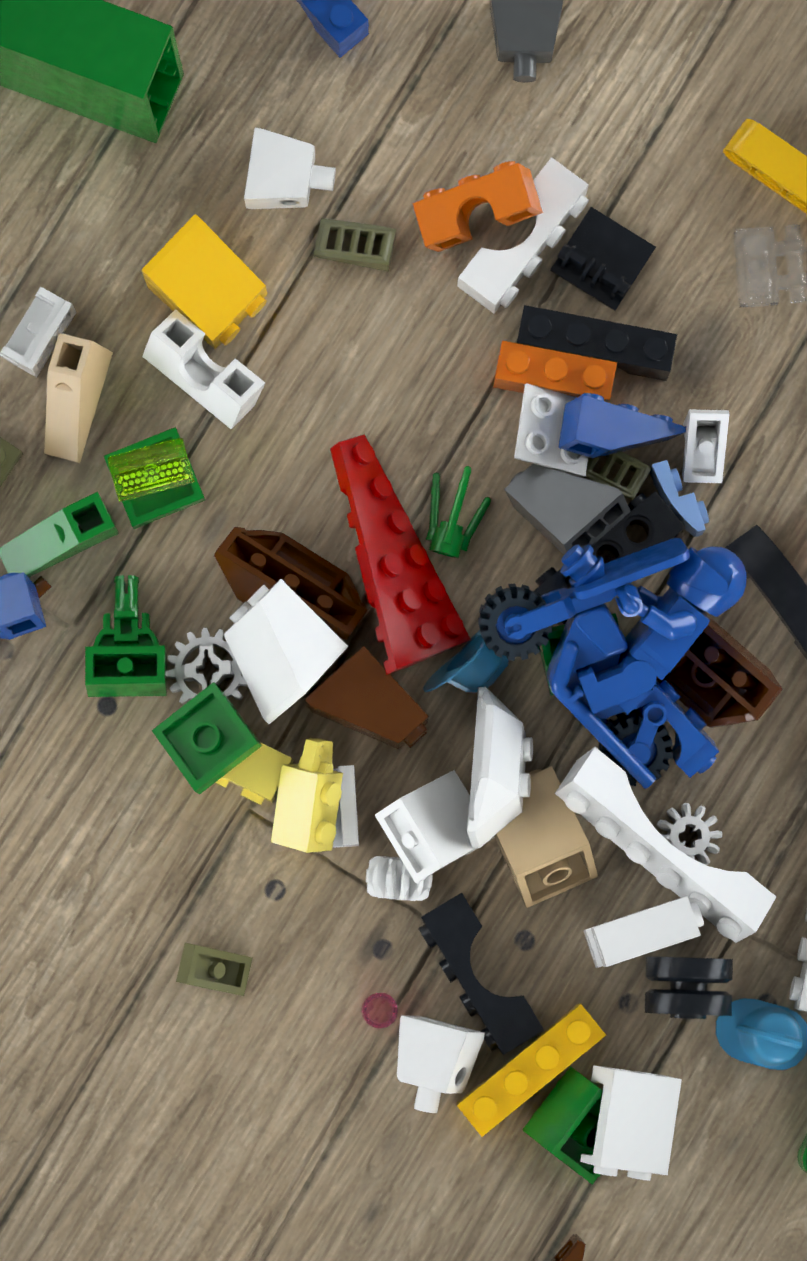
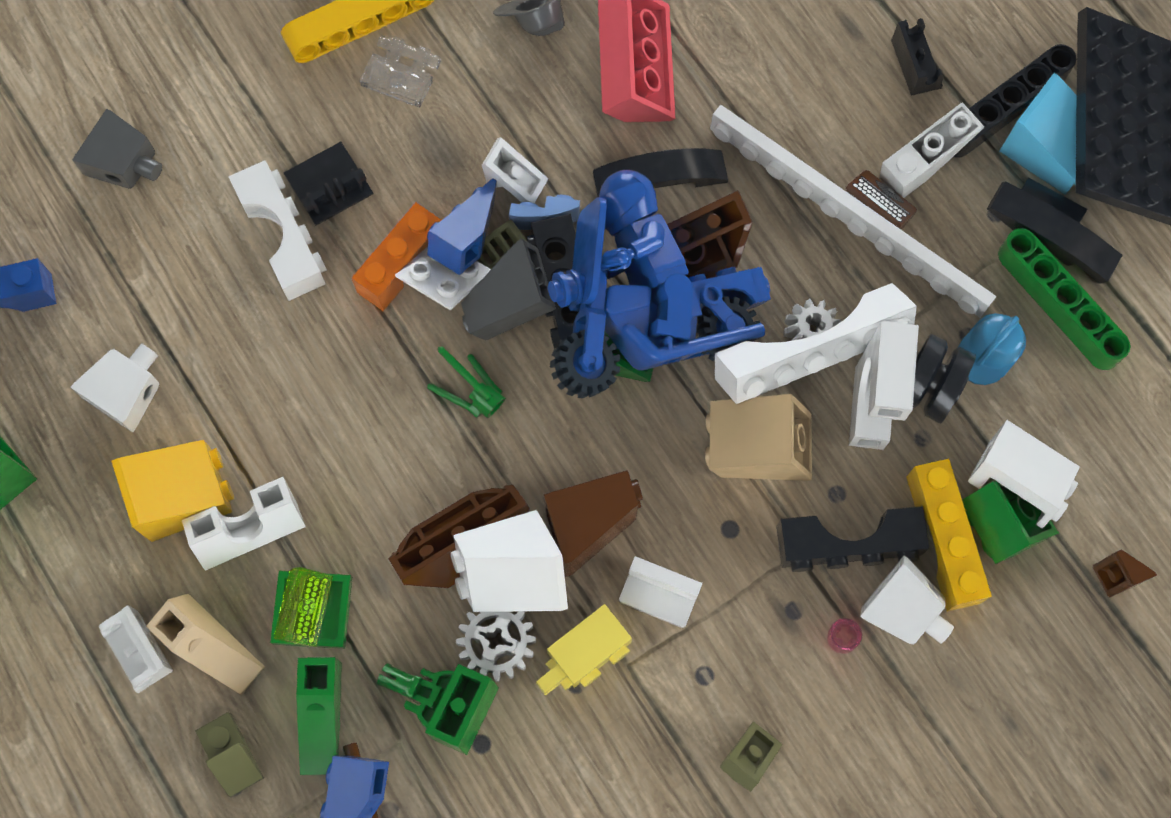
camera: 65 degrees left, 10 degrees down
(206, 738) = (554, 665): green plate -> none
(308, 800) = (647, 606): light yellow hinge -> none
(372, 232) = (201, 351): olive slope -> none
(391, 880) = (745, 564): white gear -> none
(394, 566) = (483, 446): red wing -> none
(429, 826) = (719, 513): white panel -> none
(446, 213) = (225, 275): orange arch -> none
(470, 668) = (597, 426): dark azure piece -> none
(497, 769) = (692, 440): white wedge -> none
(634, 348) = (416, 181): black arch -> none

